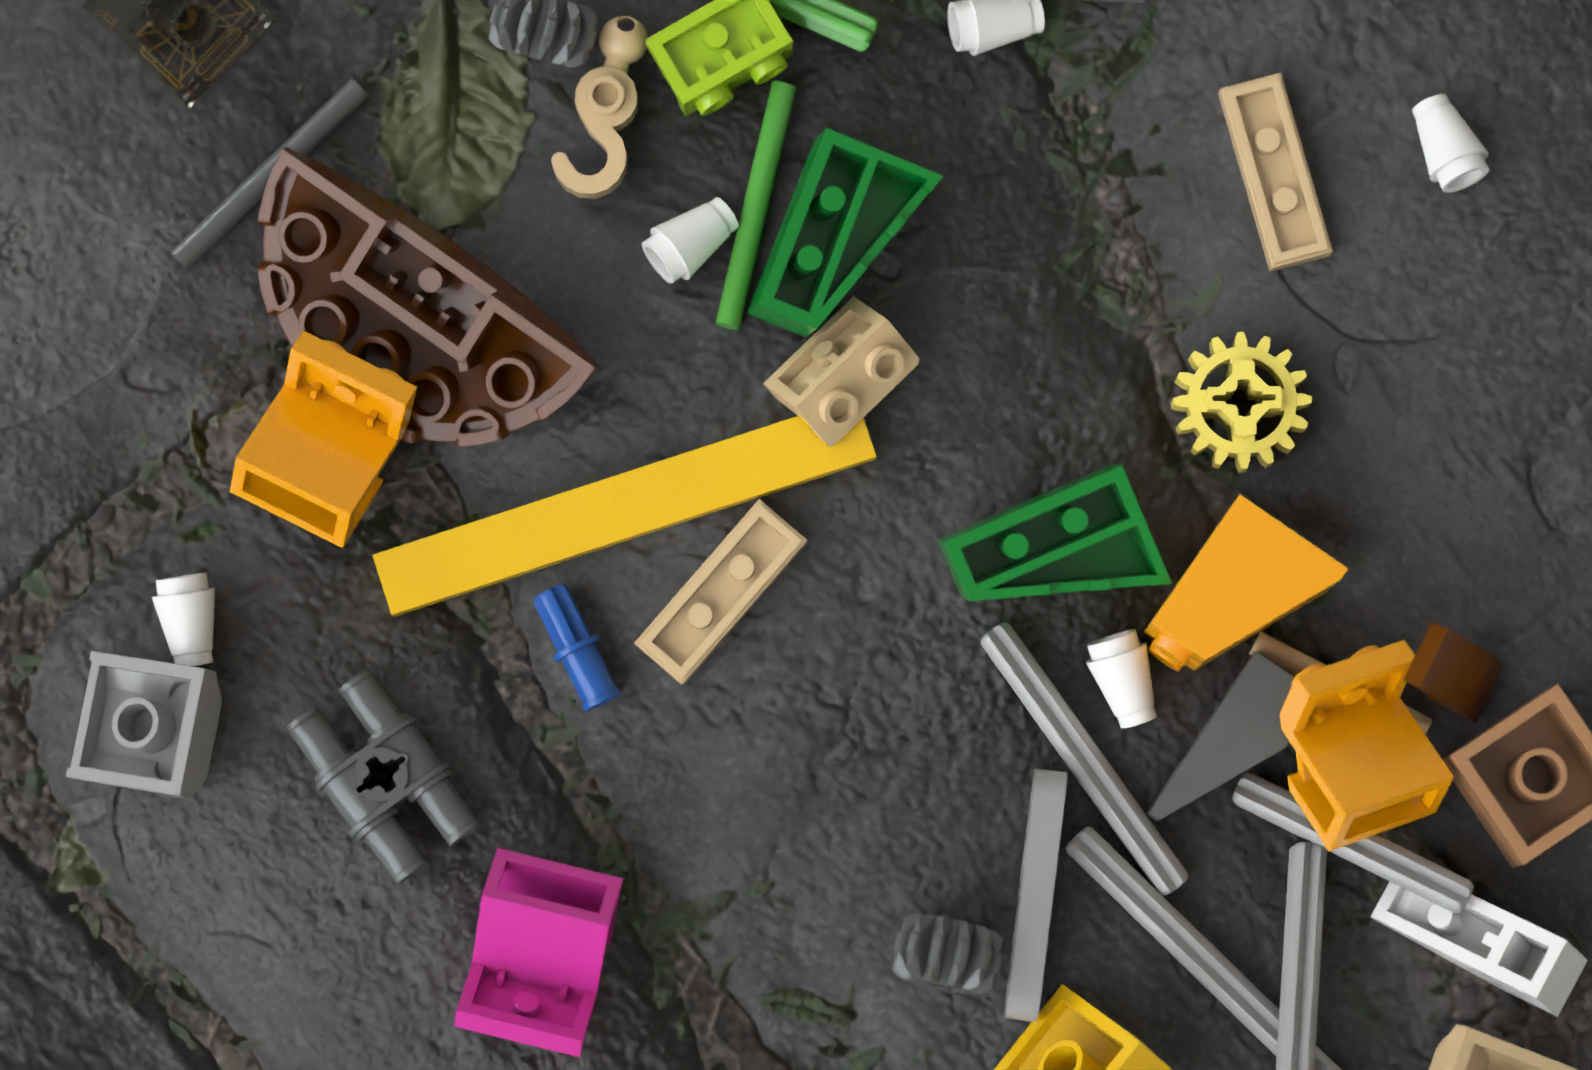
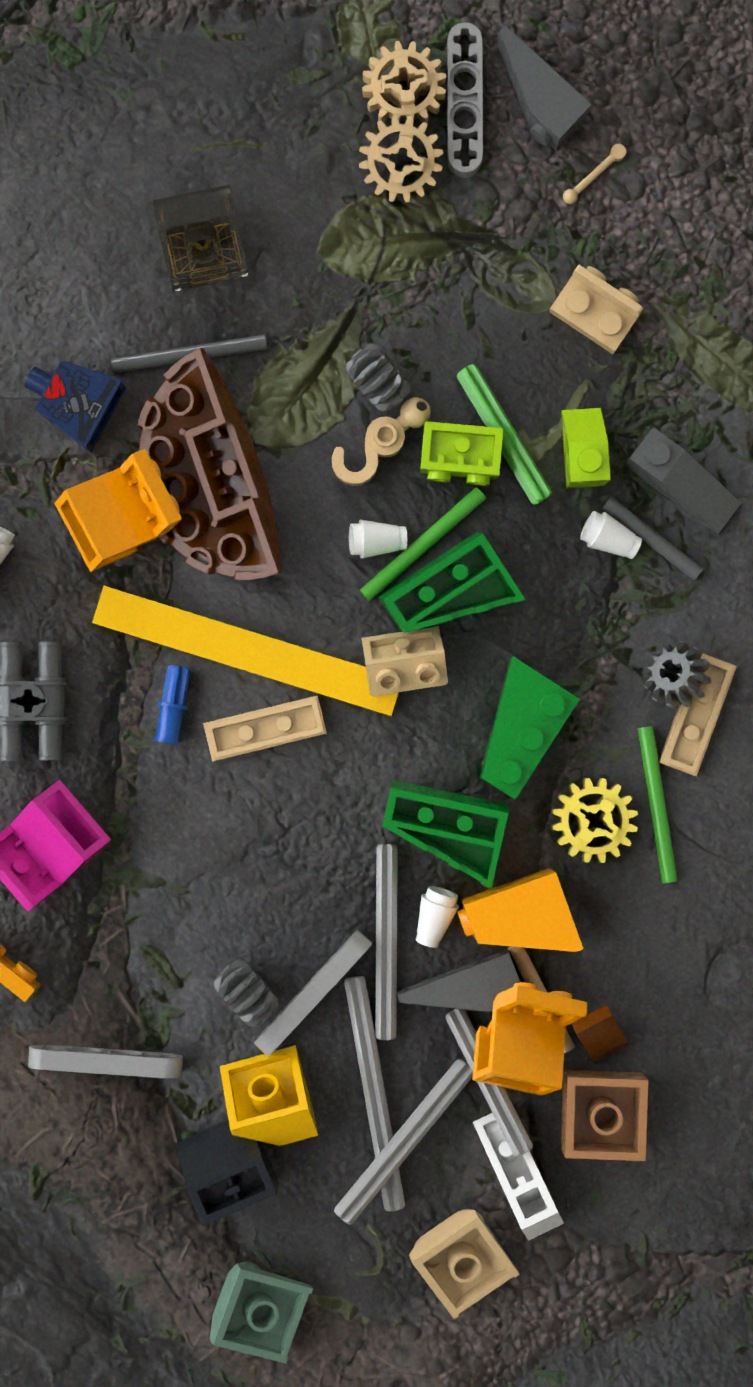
camera: 30 degrees right, 5 degrees up
(163, 337) = (76, 400): none -> dark blue torso
(1061, 343) = (524, 727): none -> green wedge
(1189, 131) = (664, 669): none -> dark grey gear
(1308, 325) = (657, 804): none -> bright green bar

